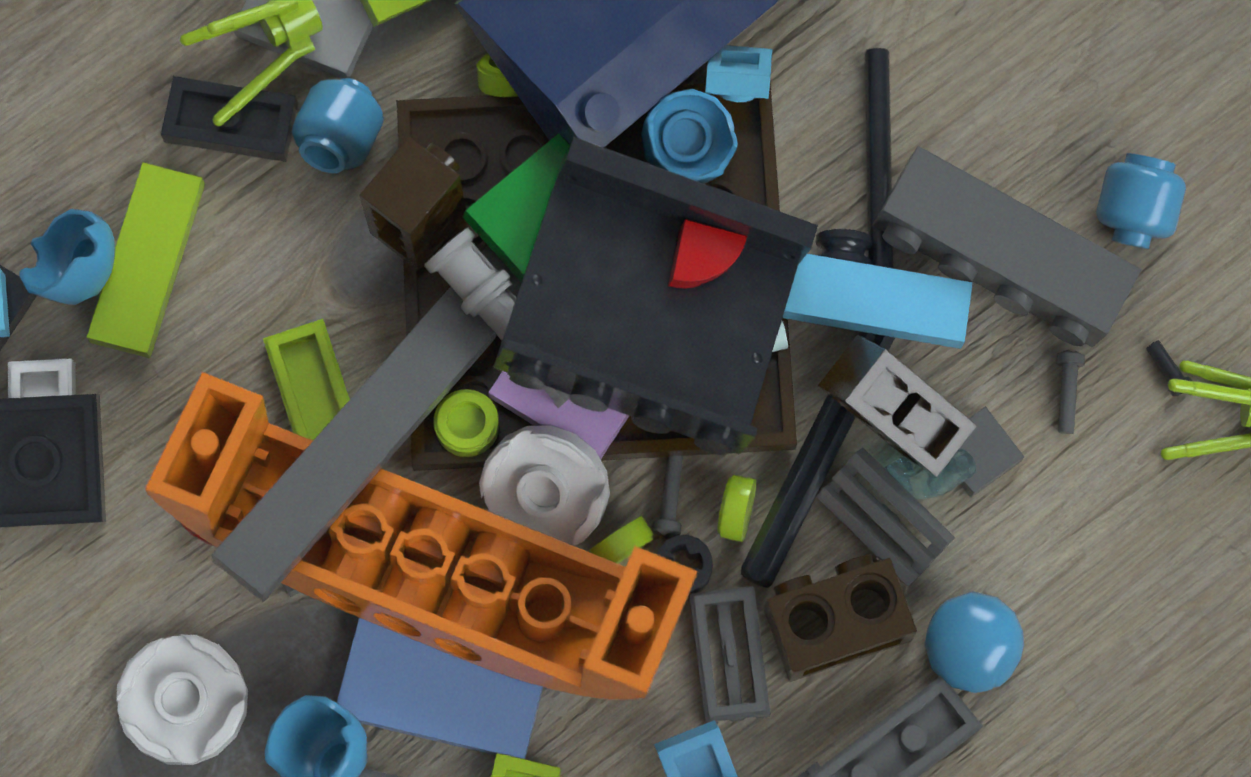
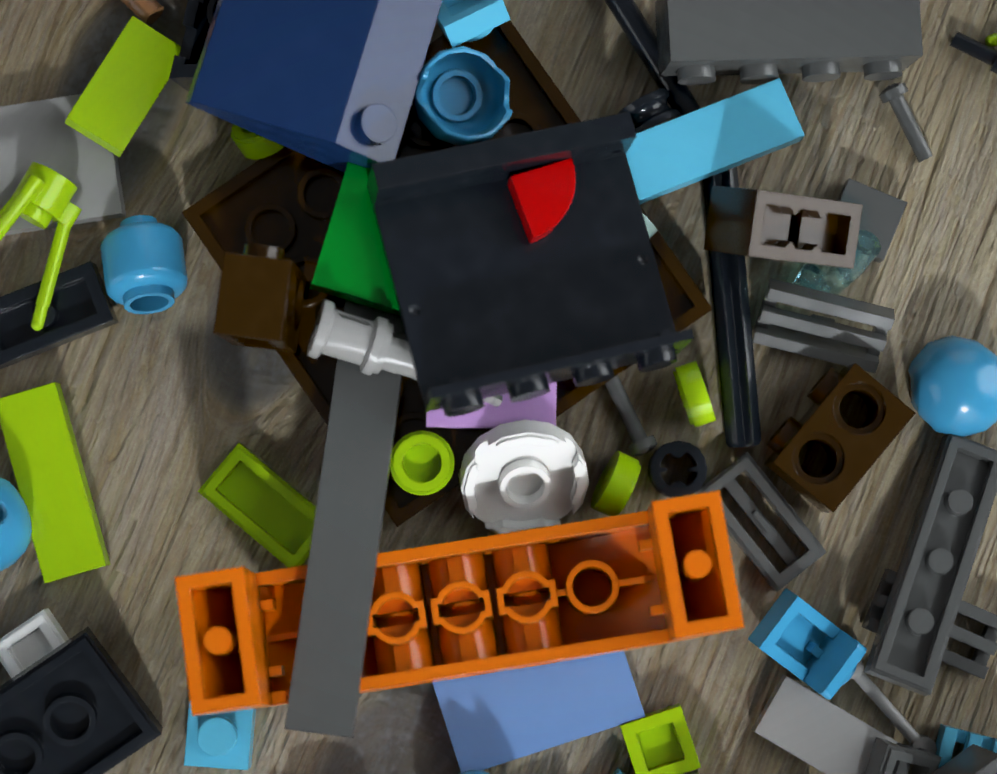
camera: 30 degrees left, 10 degrees up
(151, 554) = (220, 740): none -> medium azure plate

